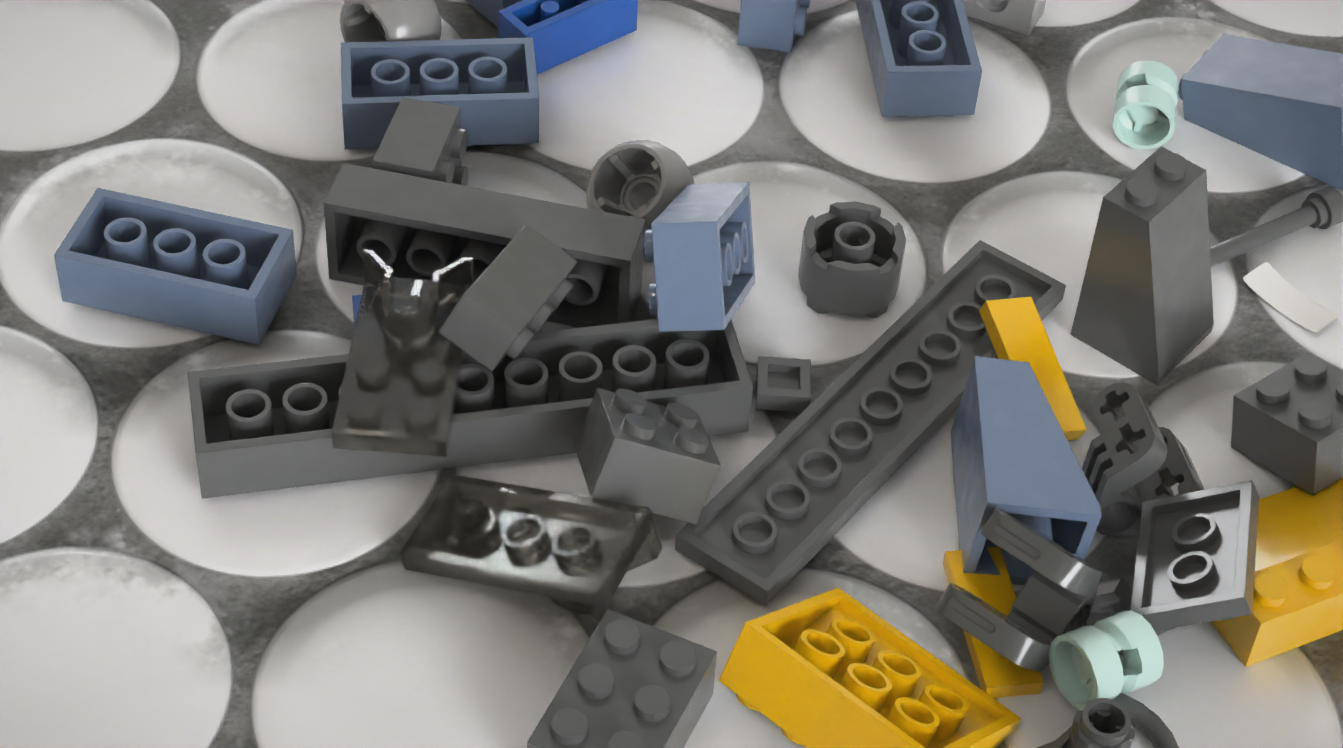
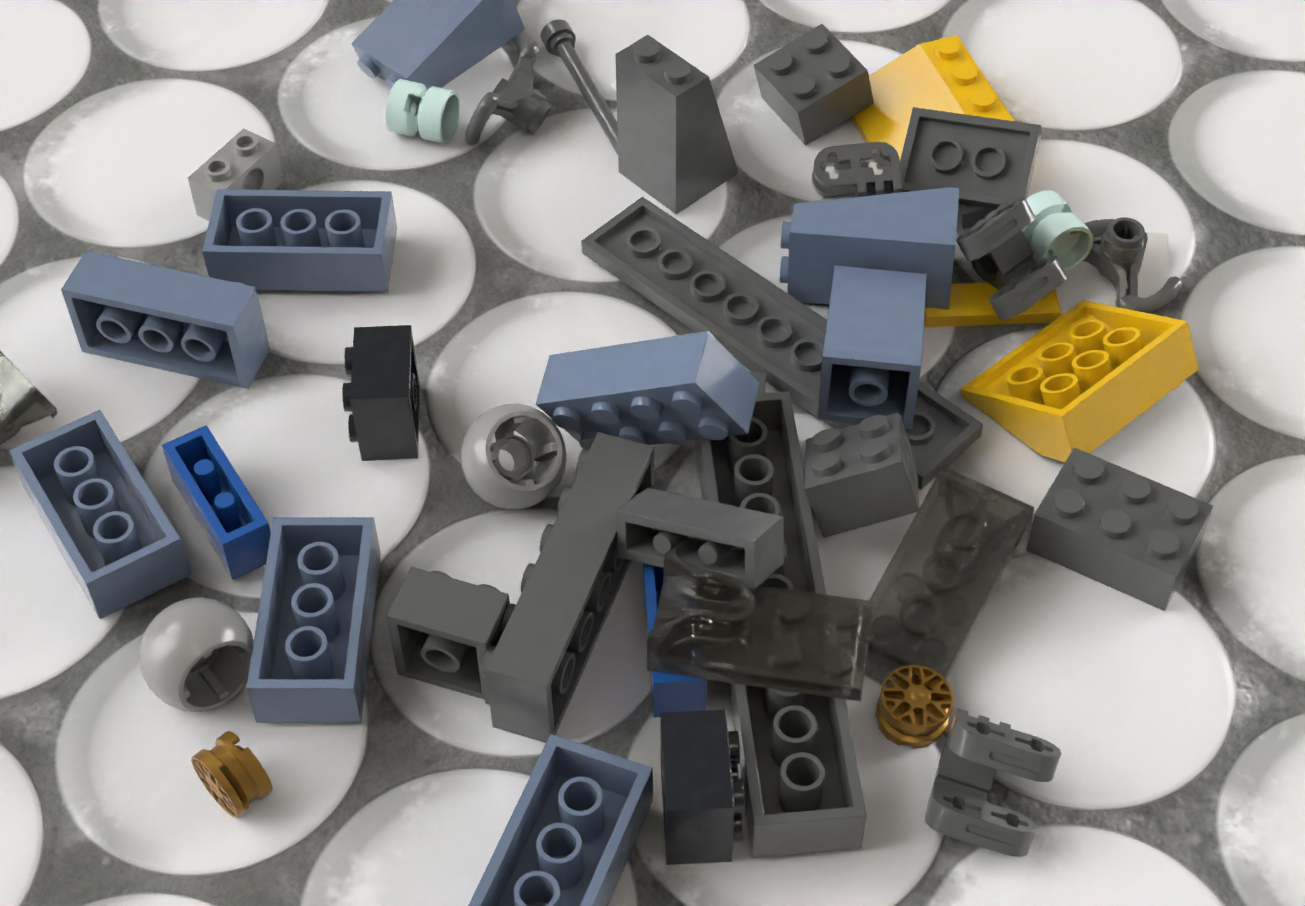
camera: 80 degrees left, 5 degrees up
(242, 324) = (700, 787): none -> black brick
(257, 571) = (965, 776): none -> dark grey piece
(277, 66) = (231, 774): none -> pearl gold wheel
(353, 520) = (914, 708): none -> pearl gold wheel
(713, 102) = (383, 393): none -> black brick
(849, 459) = (872, 345): none -> sand blue slope
(851, 260) = (603, 312): dark grey brick -> none
(1020, 336) = (729, 230): yellow tile -> none
(1217, 164) = (512, 99): none -> dark grey piece

